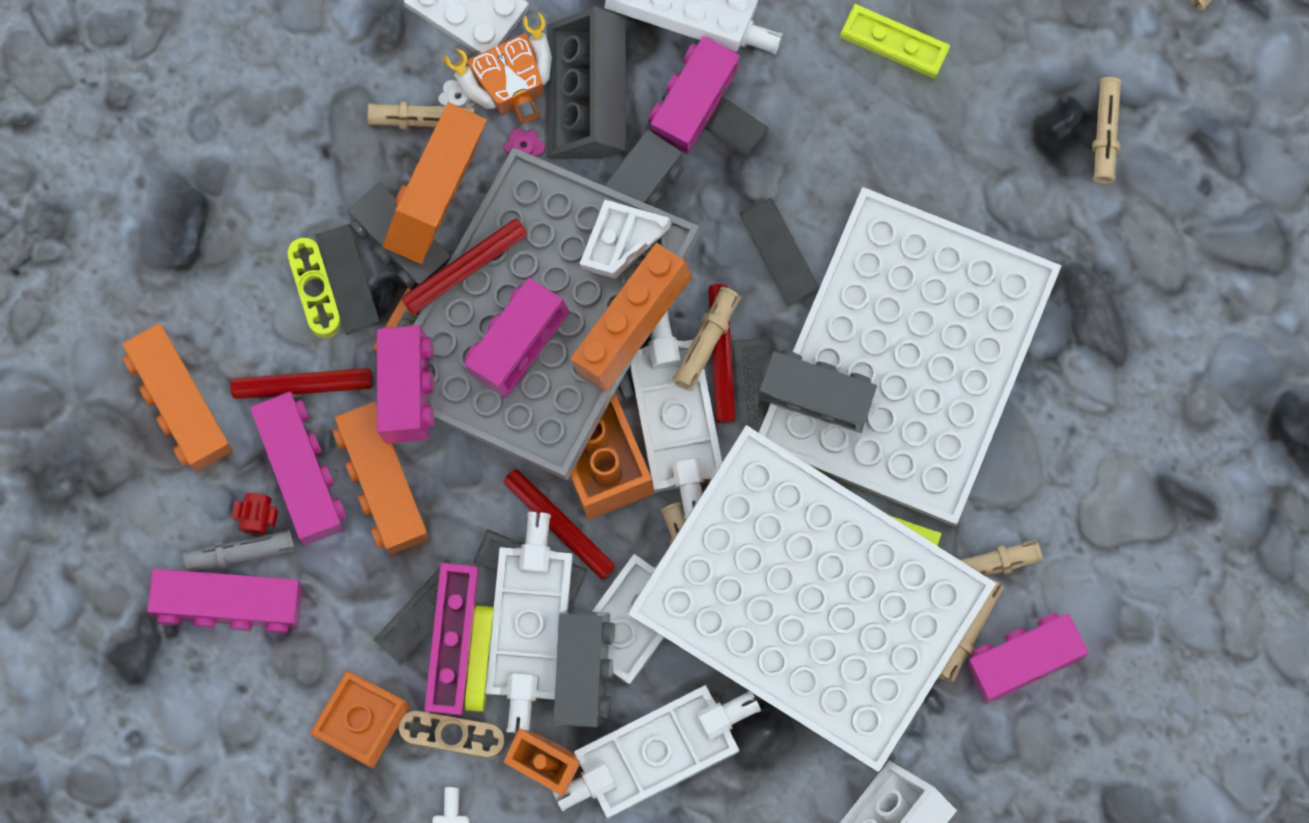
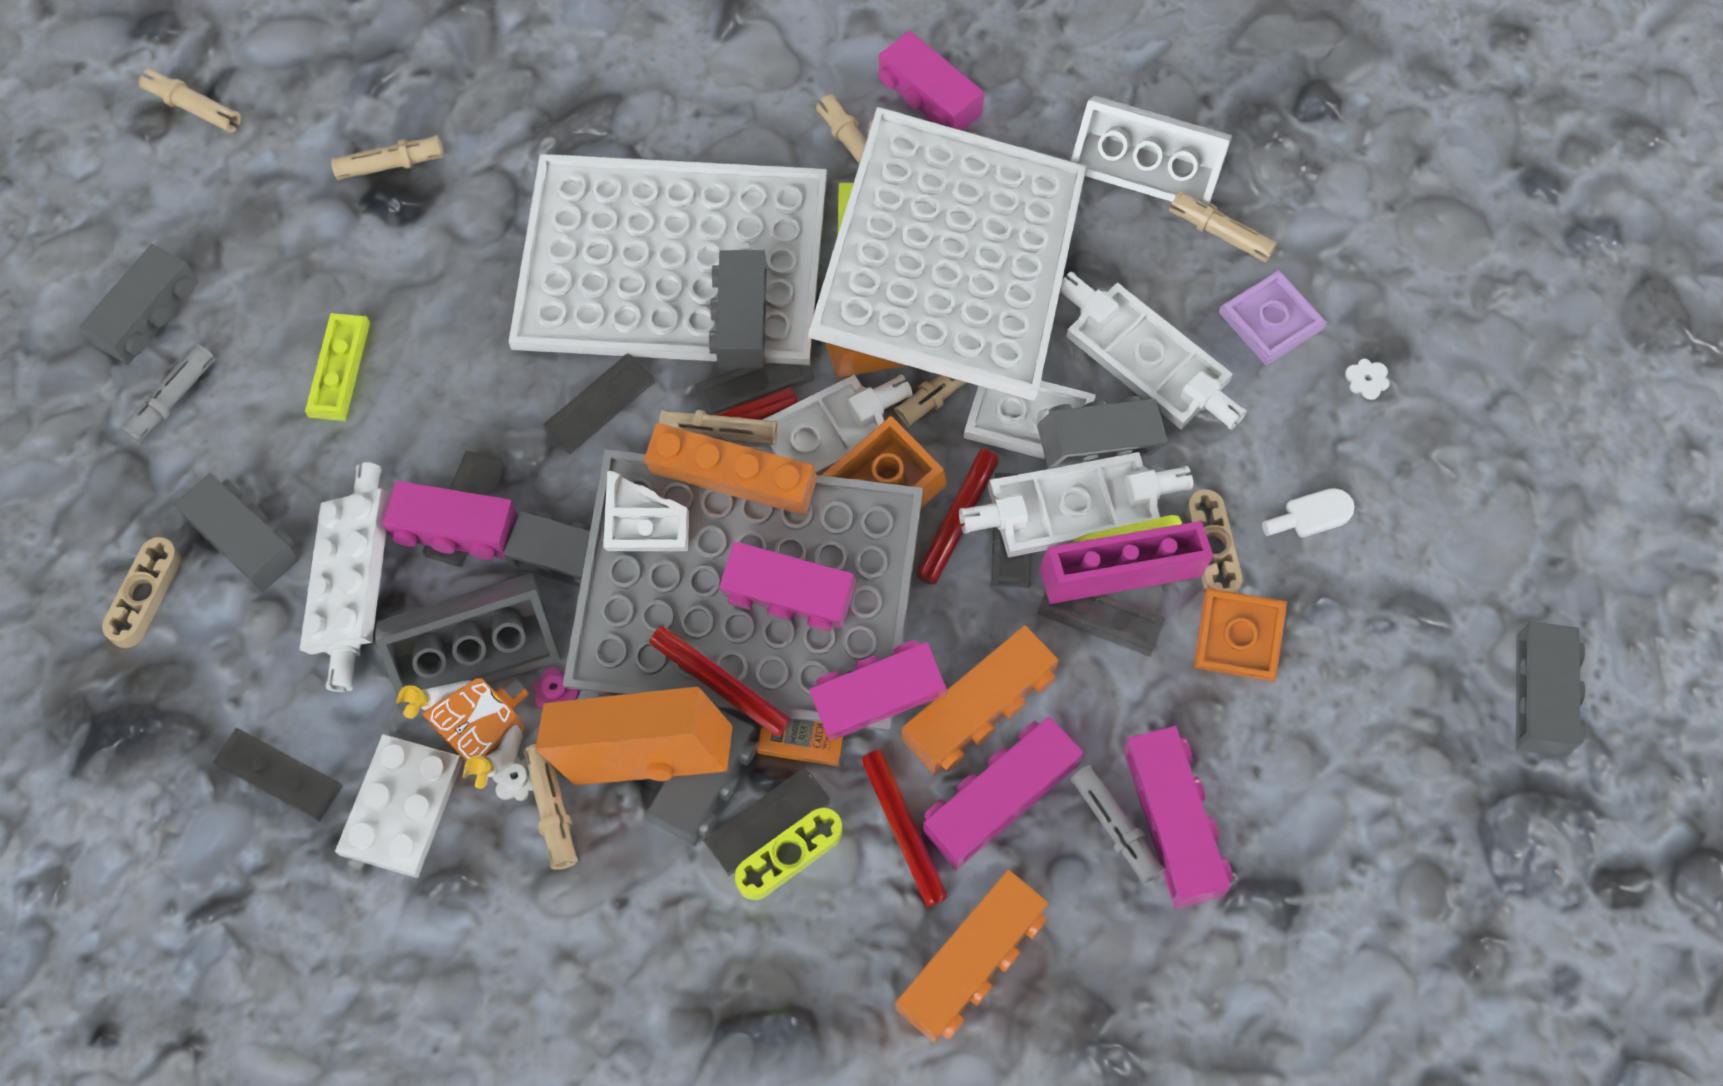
camera: 110 degrees left, 10 degrees down
(255, 513) = (1071, 818): red gear -> none
(542, 760) = (1210, 432): orange slope -> none

